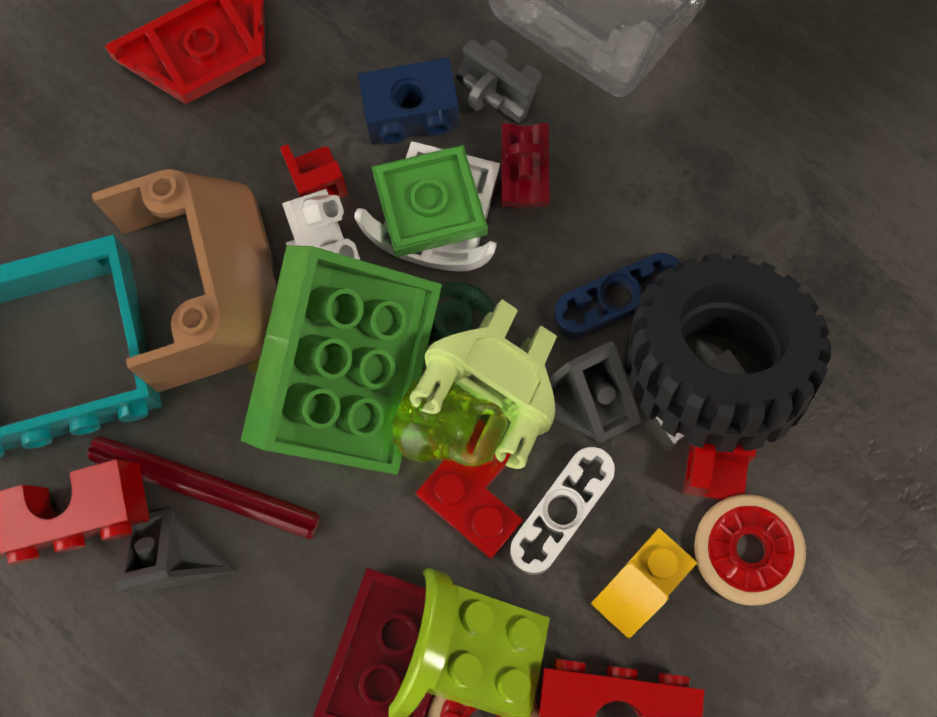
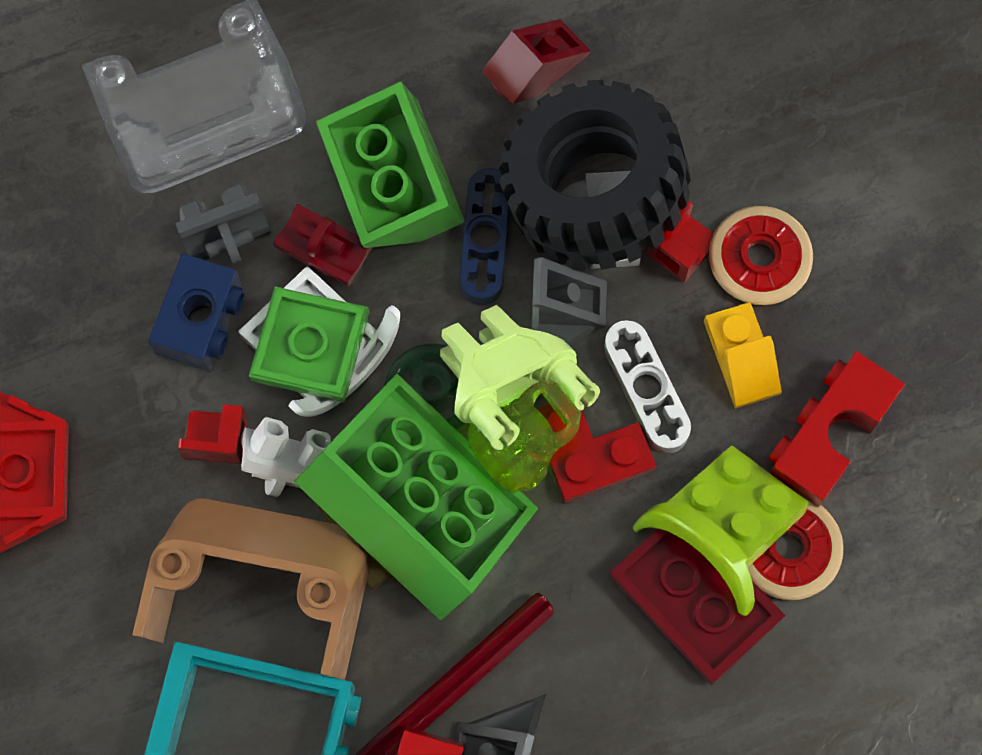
camera: 65 degrees left, 0 degrees up
(625, 180) = (390, 169): none -> bright green slope
(807, 247) = (534, 60): none -> dark red slope

